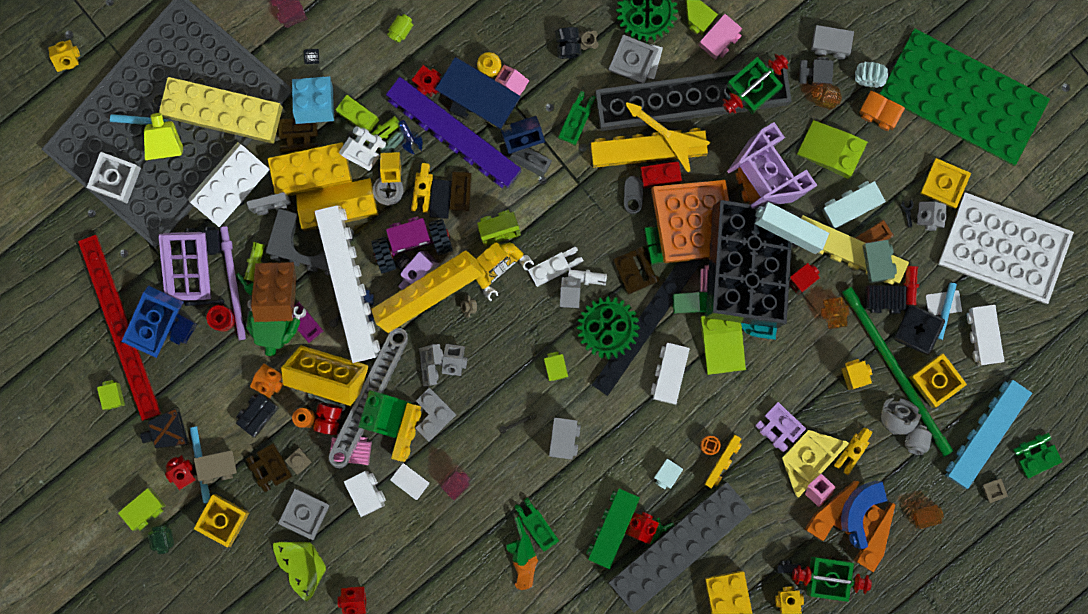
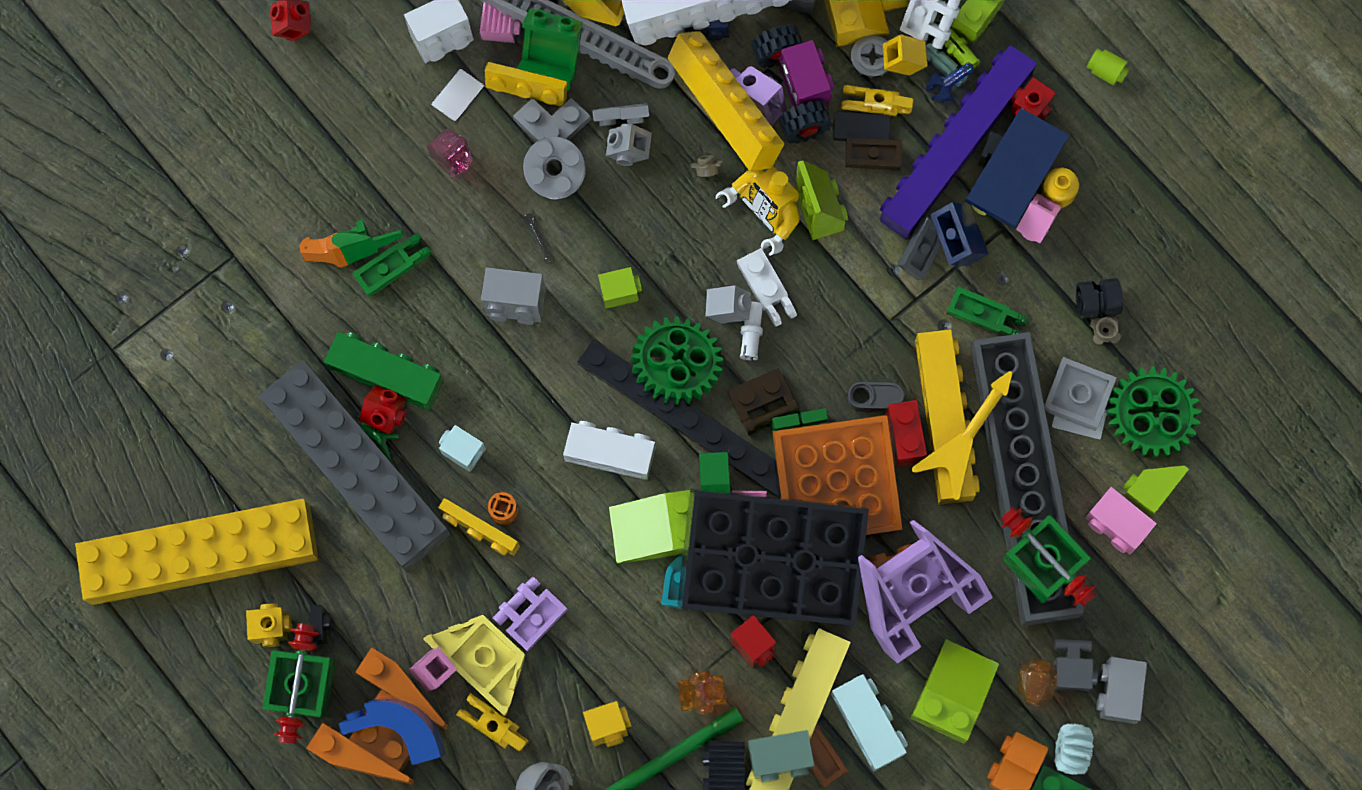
camera: 85 degrees right, 10 degrees down
(457, 411) = (541, 155): none -> light grey wheel
(791, 228) = (829, 617): light aqua brick -> none

